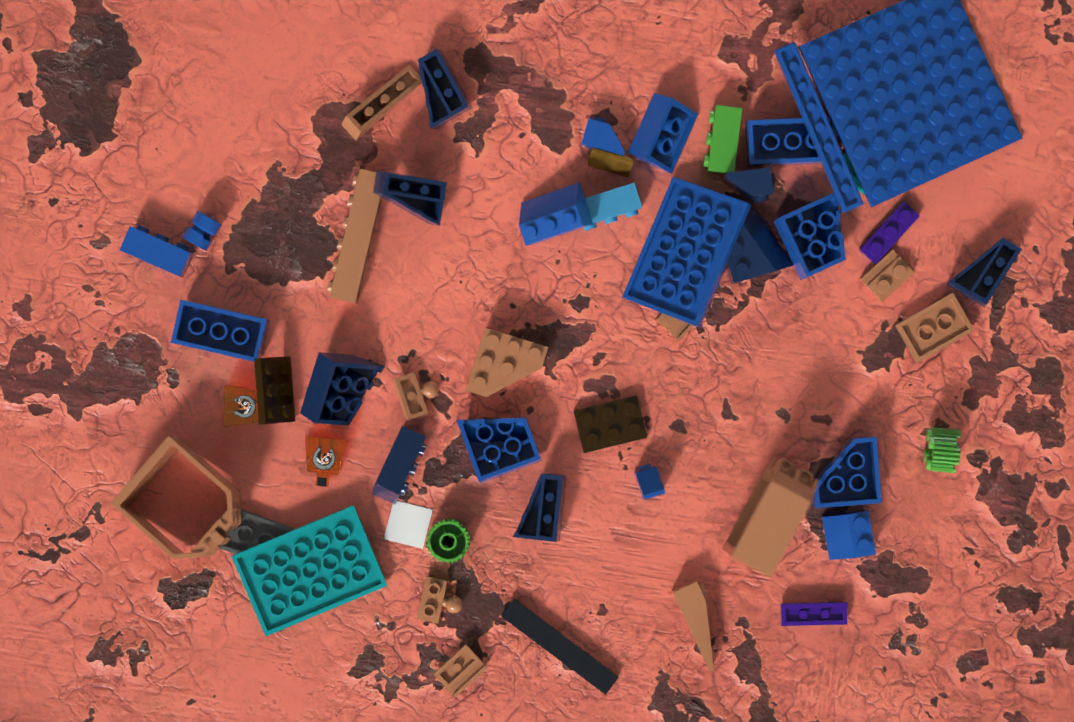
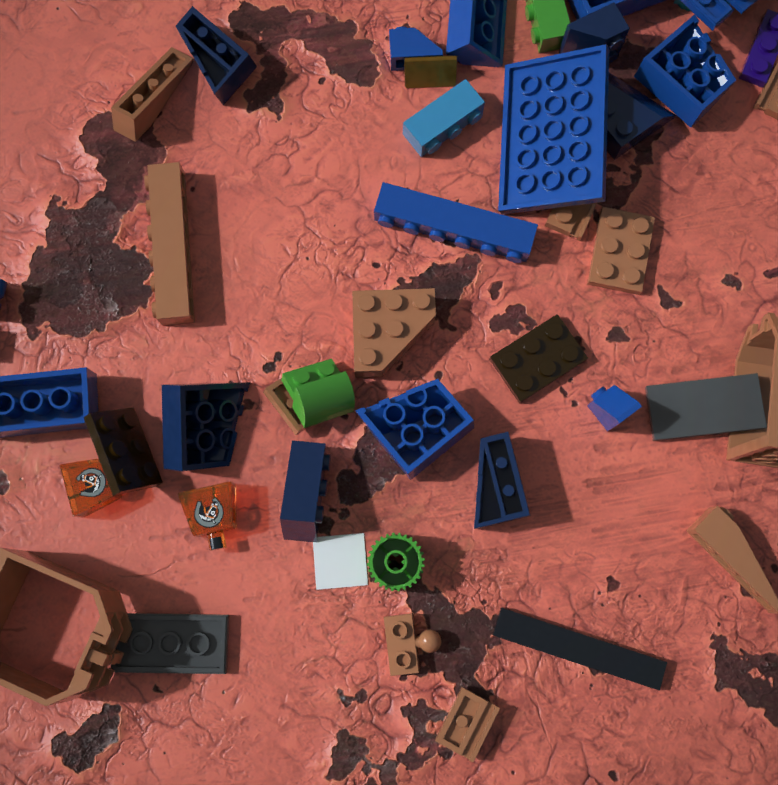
camera: 20 degrees left, 10 degrees down
(309, 570) = (234, 662): teal plate -> none
(413, 194) = (215, 170): dark blue wedge -> none
(434, 395) = (319, 392): none -> bright green brick
(554, 214) = (389, 143): blue slope -> none
(584, 295) = (454, 222): none -> blue brick
(706, 361) = (621, 250): none -> nougat plate
(716, 503) = (705, 407): none -> dark grey tile

